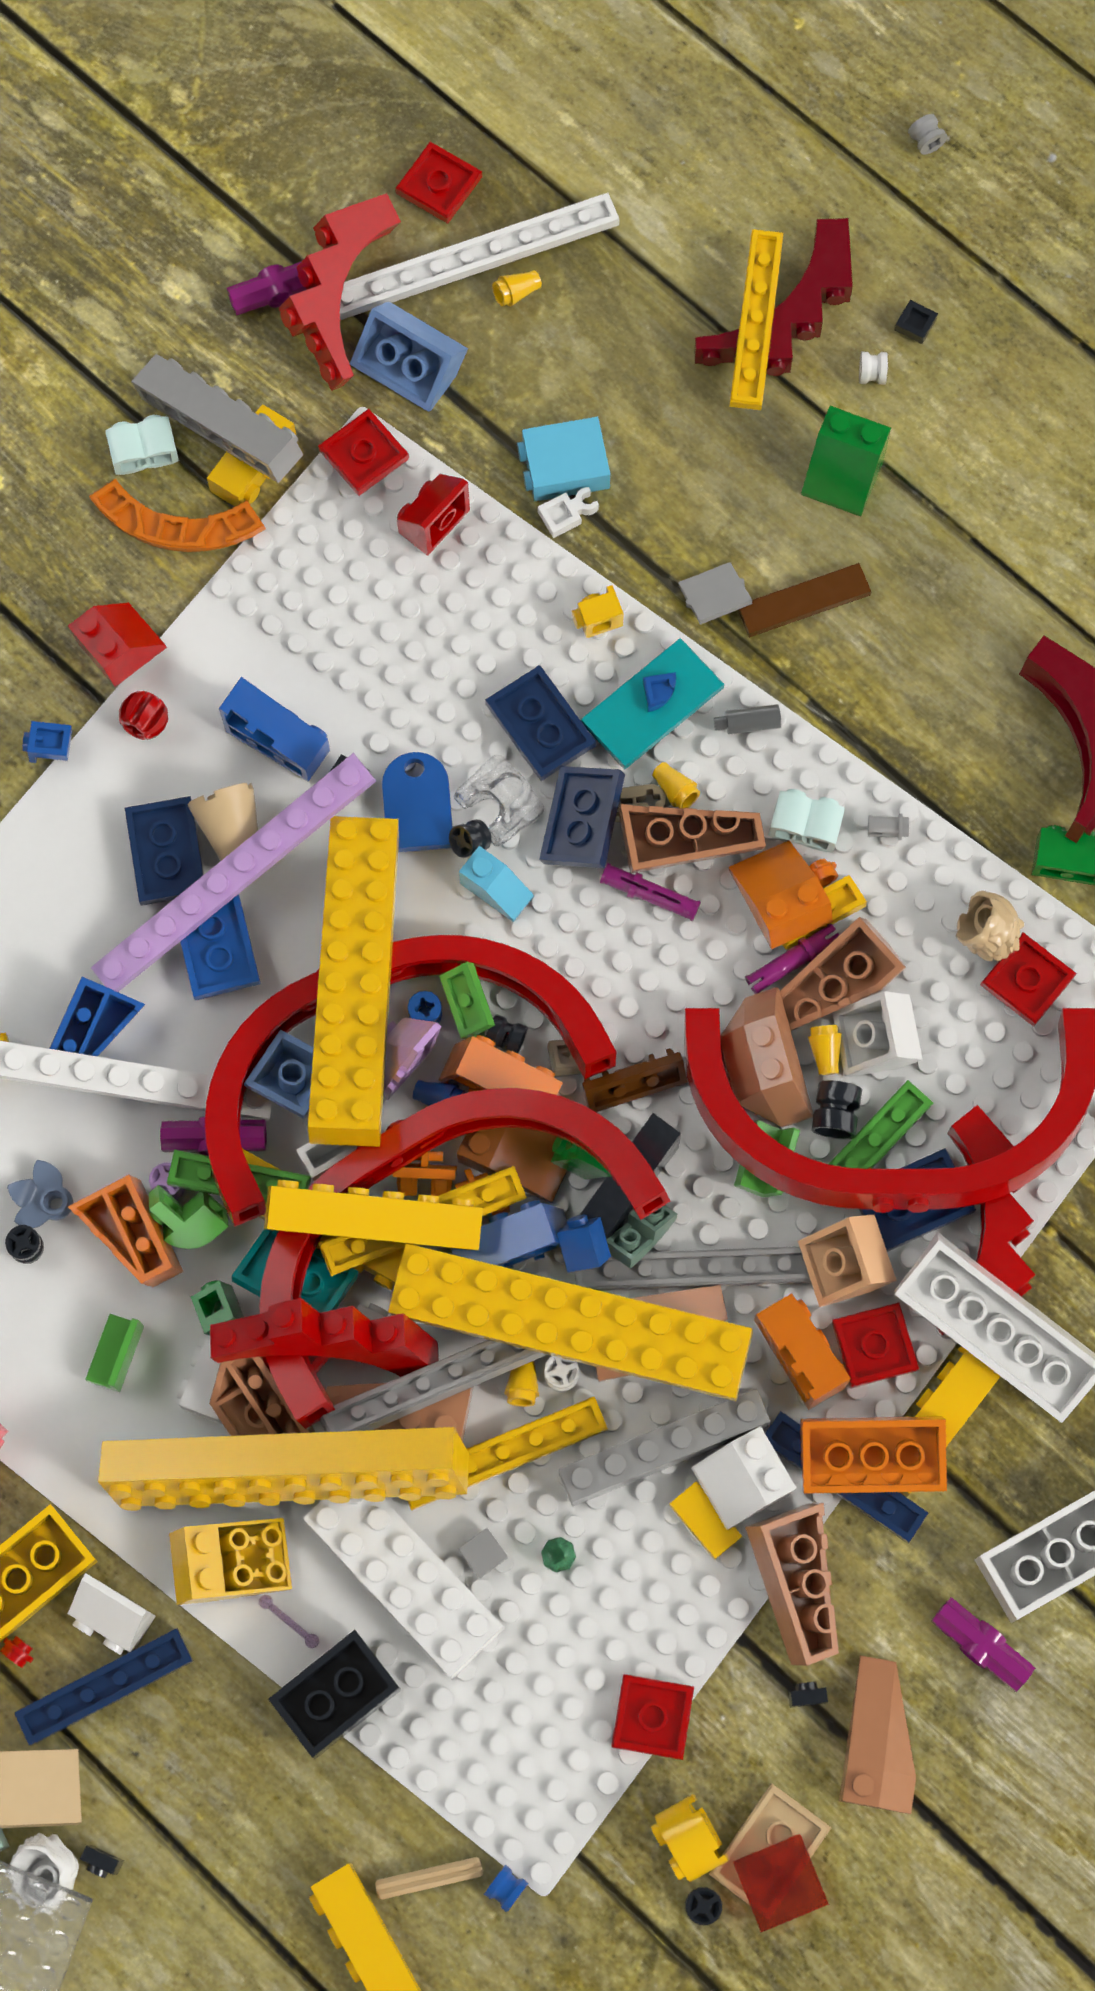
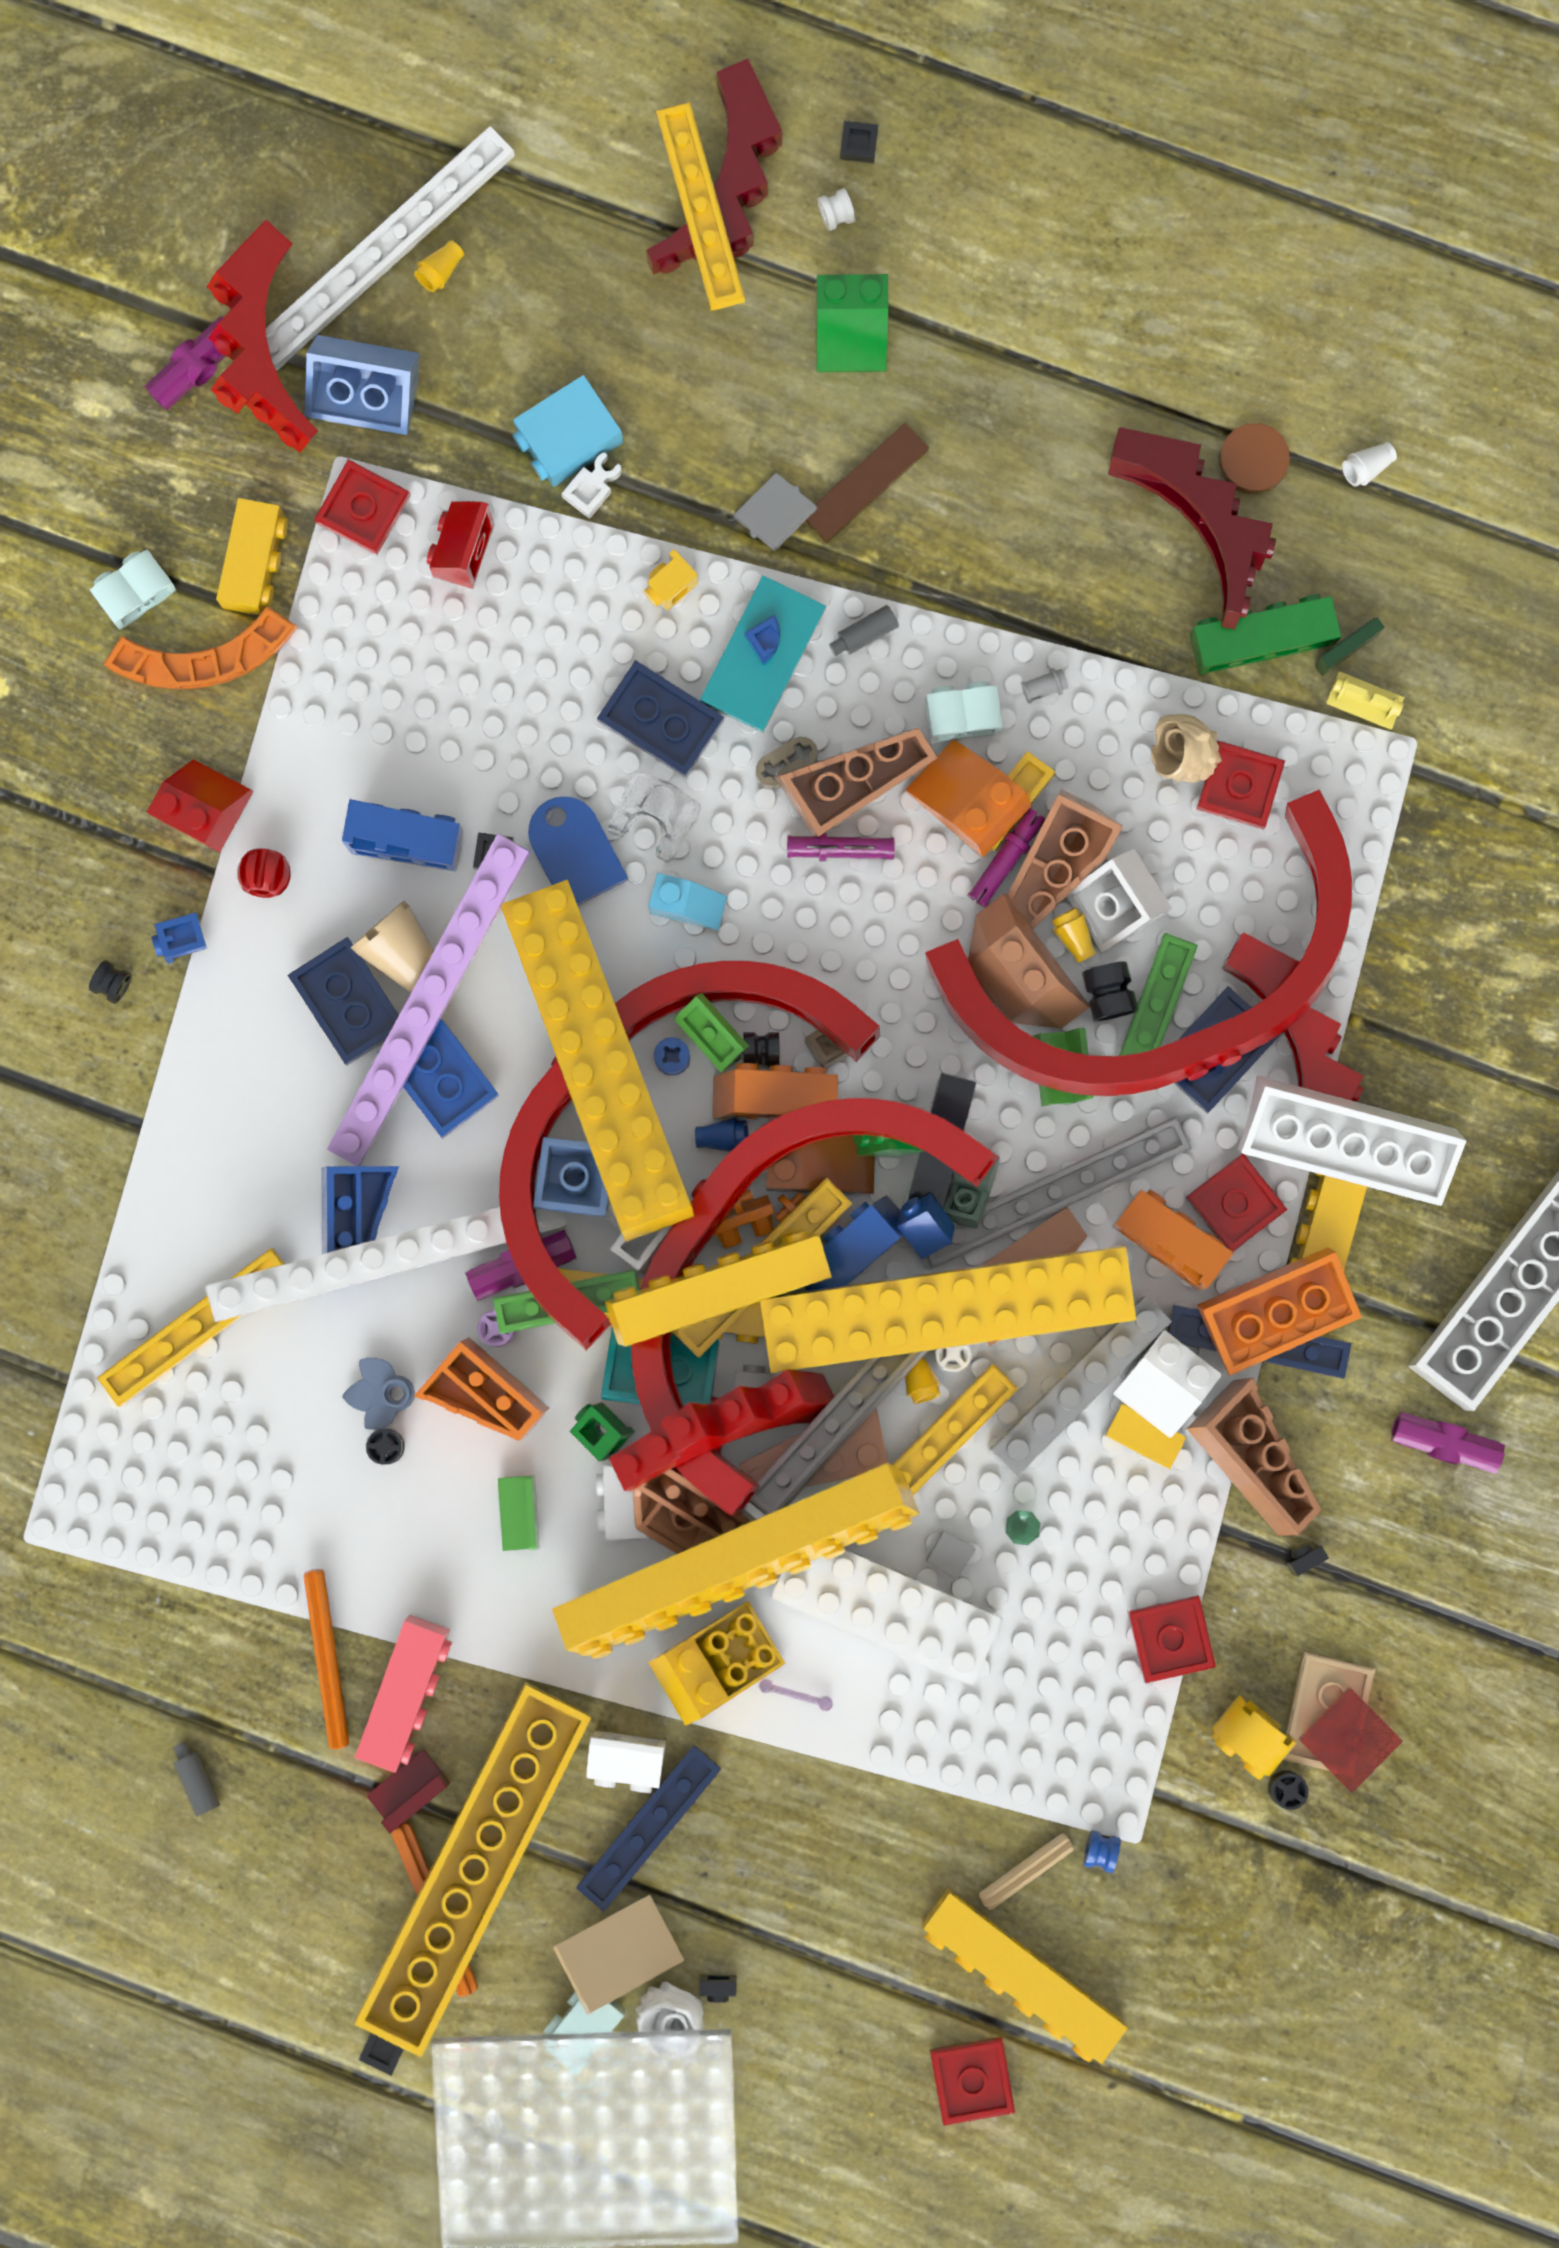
camera: 25 degrees left, 10 degrees up
(17, 1651) = (553, 1830): red plate -> none
(190, 1224) = (538, 1361): bright green brick -> none
(218, 417) = (200, 532): light grey brick -> none
(334, 1694) = (871, 1746): black brick -> none
(405, 1049) = (677, 1106): lavender wedge -> none
(438, 182) = (311, 183): red plate -> none
(468, 837) = (642, 866): black wheel -> none
(582, 817) = (743, 799): dark blue plate -> none
(635, 1081) = (905, 1043): reddish brown plate -> none
(678, 788) = (821, 729): yellow cone -> none
(824, 871) = (1000, 757): orange plate -> none
(847, 1260) = (1180, 1135): light nougat slope -> none
(878, 1749) = (1390, 1582): nougat wedge -> none

